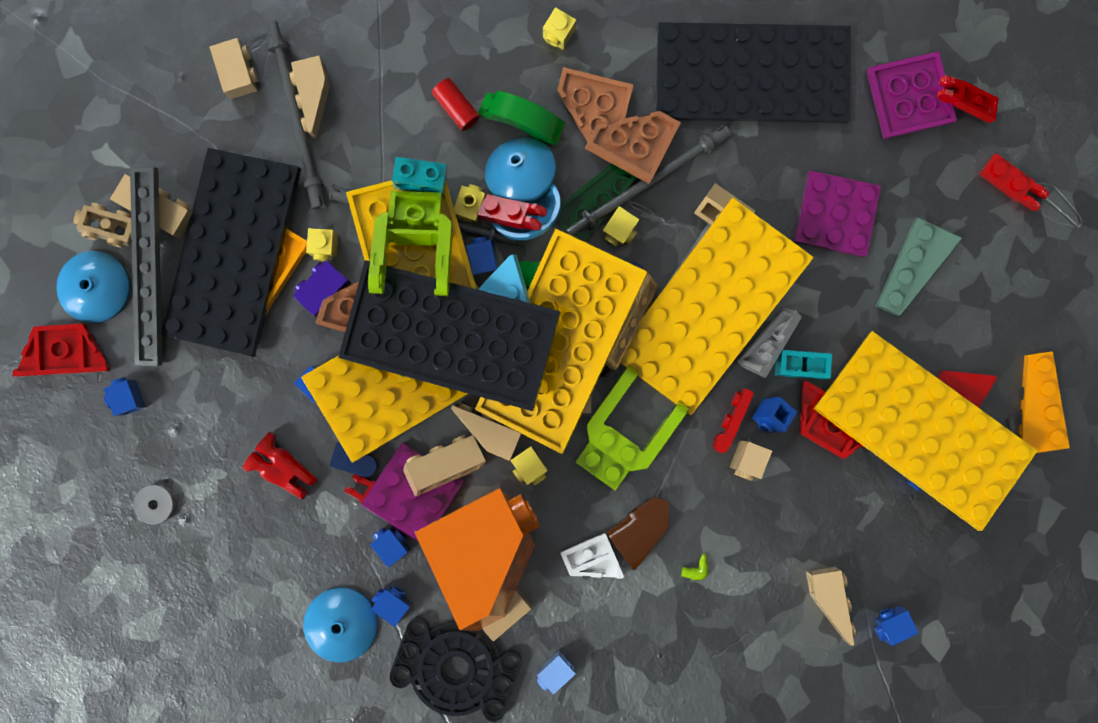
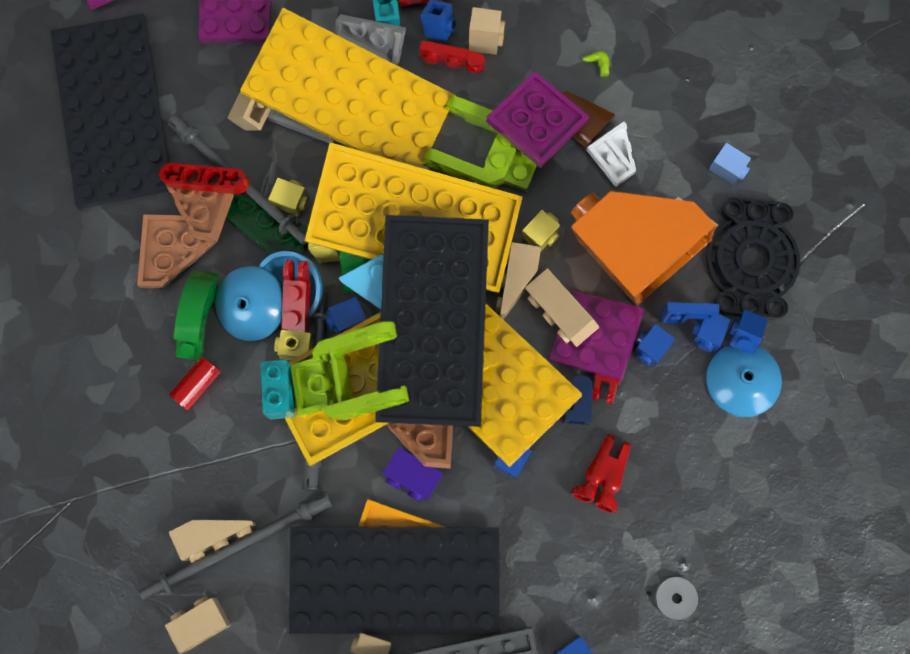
camera: 105 degrees left, 10 degrees down
(322, 244) = (367, 484): light yellow brick -> none
(380, 640) = (747, 331): none -> blue brick
(410, 583) = (679, 312): none -> blue tile
(559, 29) = (98, 297): light yellow brick -> none
(639, 488) = (537, 119): none -> magenta plate
(652, 147) = (205, 174): none -> red beam

